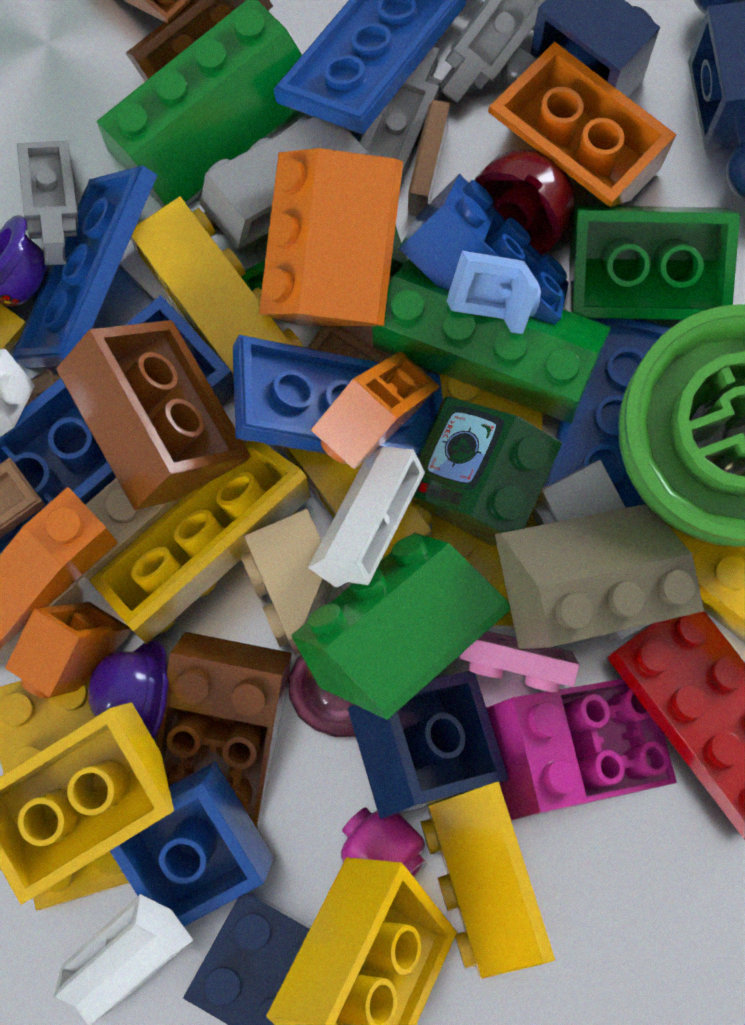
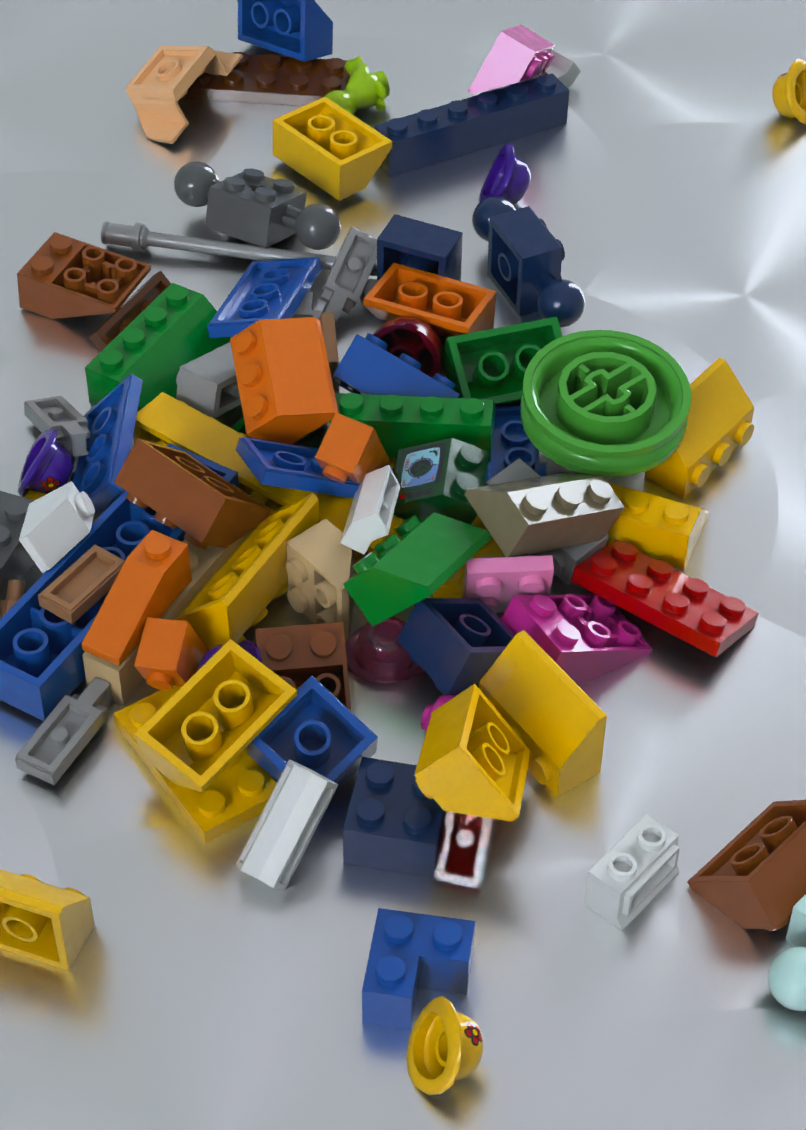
camera: 20 degrees left, 30 degrees down
(495, 289) = (409, 375): light blue bracket -> none

